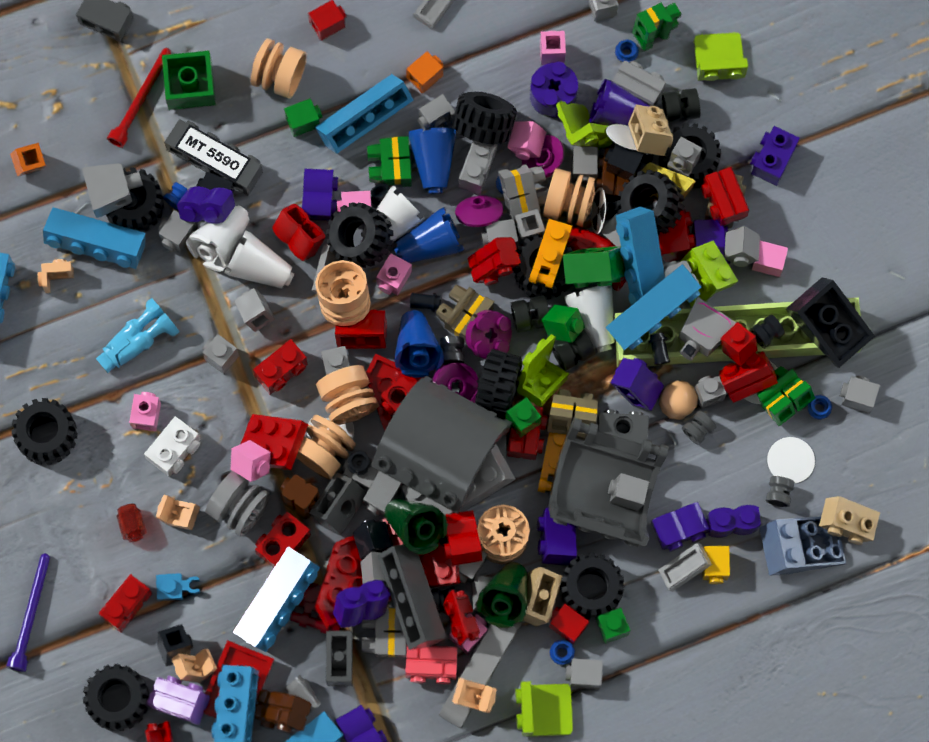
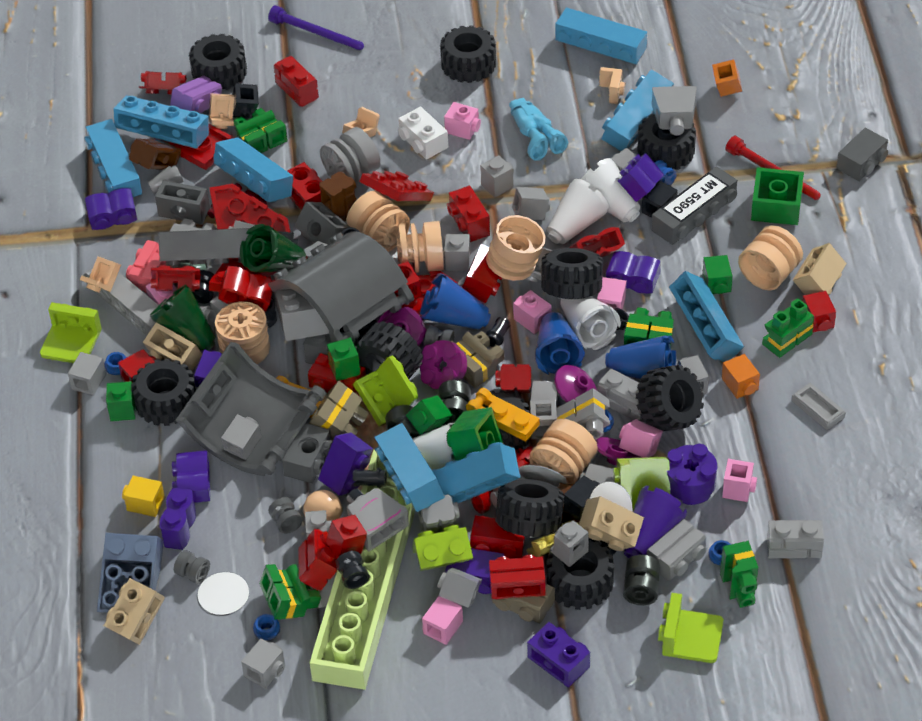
camera: 110 degrees right, 25 degrees down
(131, 523) = (365, 97): clear red brick -> none
(172, 586) = (298, 118): dark azure plate -> none
(212, 616) = (261, 131): none -> green hips
(250, 460) = (380, 159): bright pink brick -> none
(280, 25) = (820, 270): none -> tan brick
(359, 40) = (788, 328): none -> green hips
(361, 603) = (217, 206): dark purple brick -> none
(684, 567) = (149, 466): light grey tile -> none
(830, 321) = (342, 627): black slope -> none

